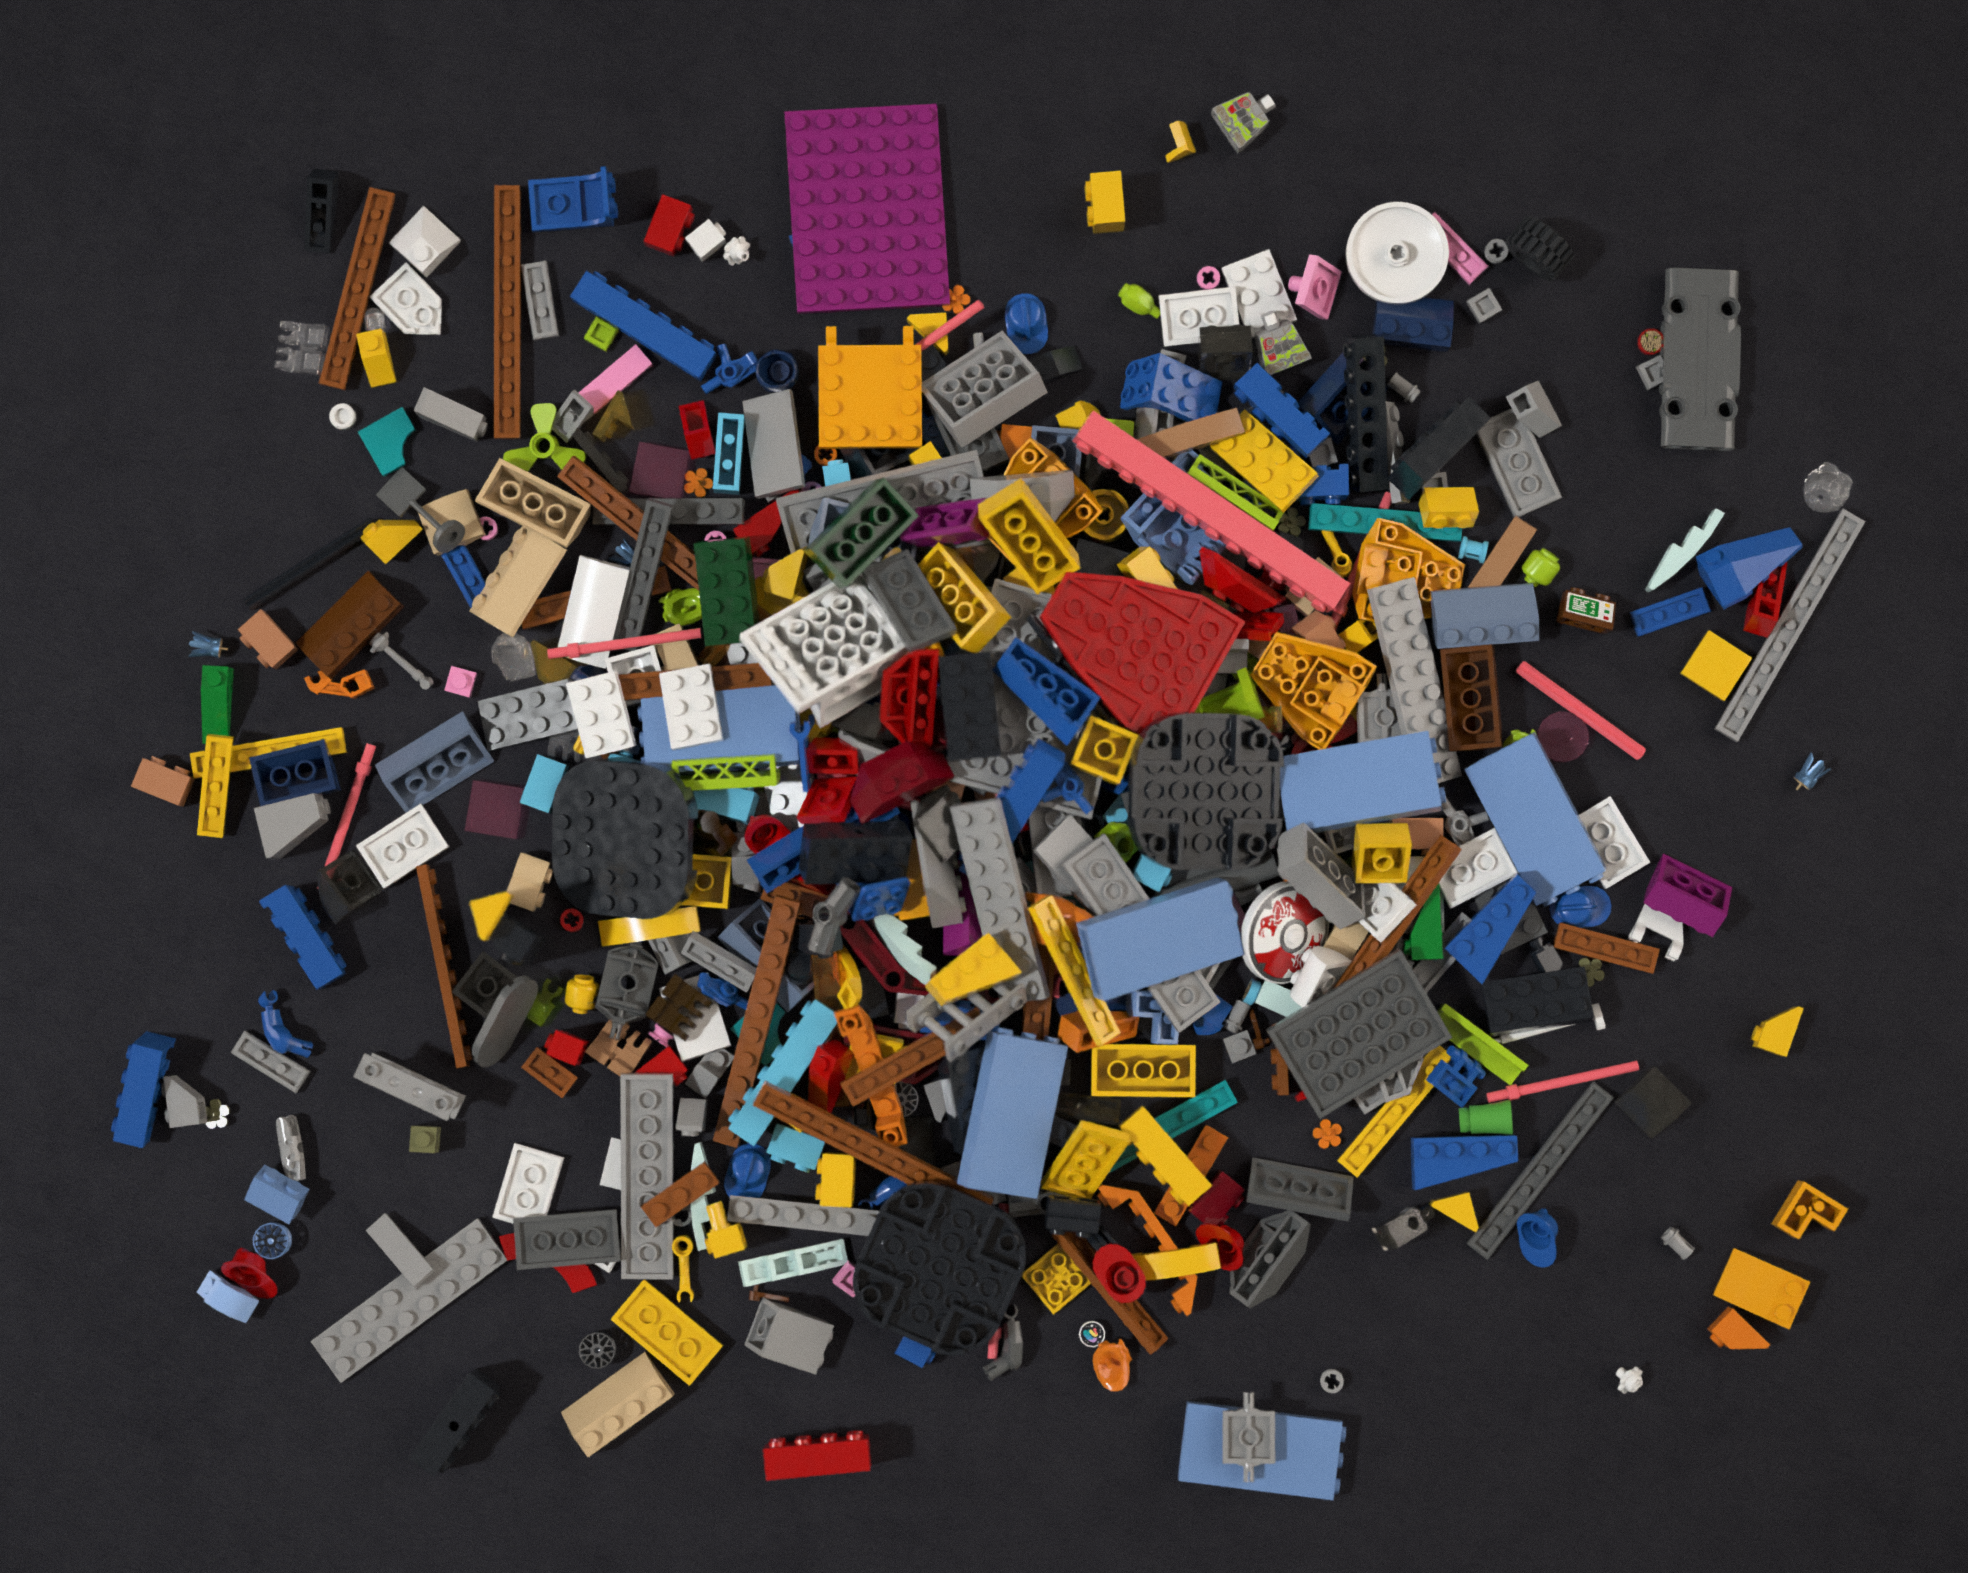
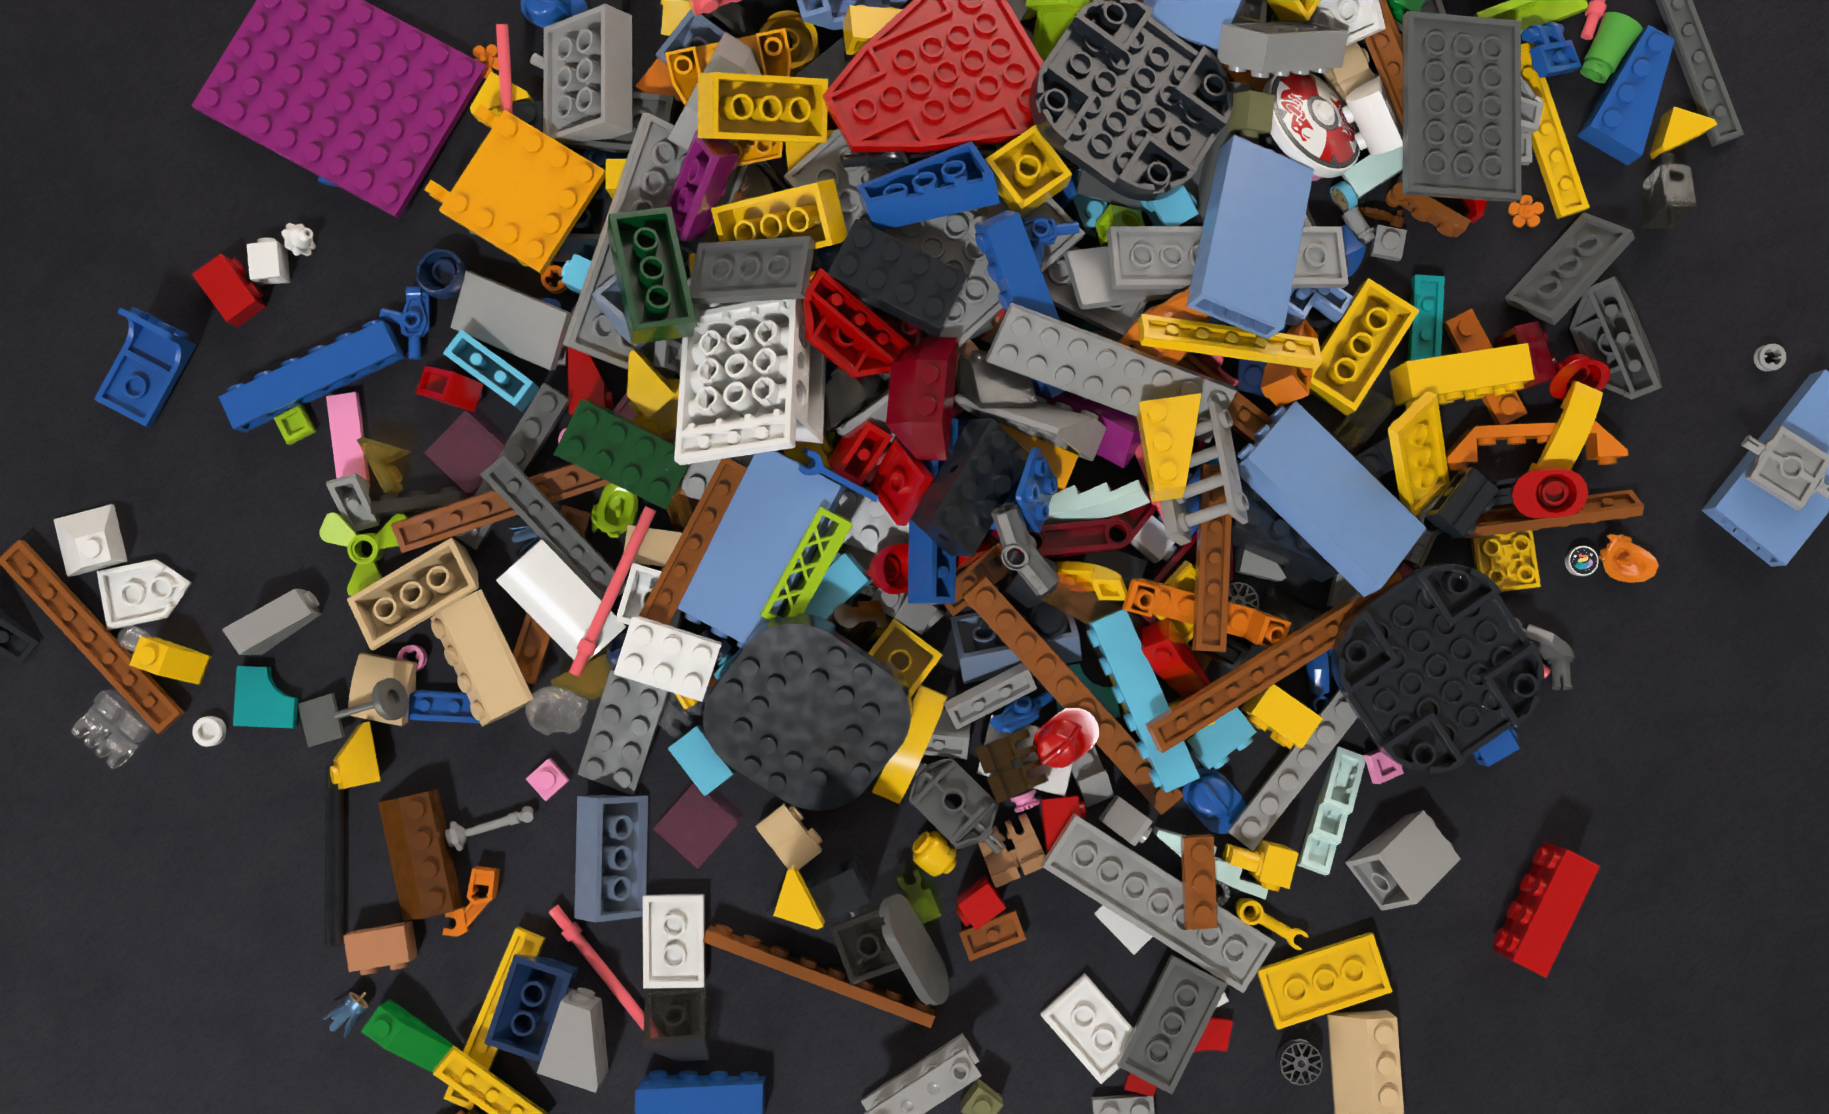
camera: 60 degrees left, 0 degrees up
(507, 312) = (211, 502): dark orange plate -> none
(540, 300) = (222, 463): light grey tile -> none
(576, 913) = (859, 825): red bush -> none
(691, 707) = (718, 561): white plate -> none
(697, 482) = (501, 421): orange plant -> none
(723, 1034) = (1066, 737): none -> red piece
(755, 1295) = (1340, 868): reddish brown piece -> none
(1254, 884) = (1251, 114): none -> olive brick
(1537, 1237) = (1756, 71): blue piece -> none

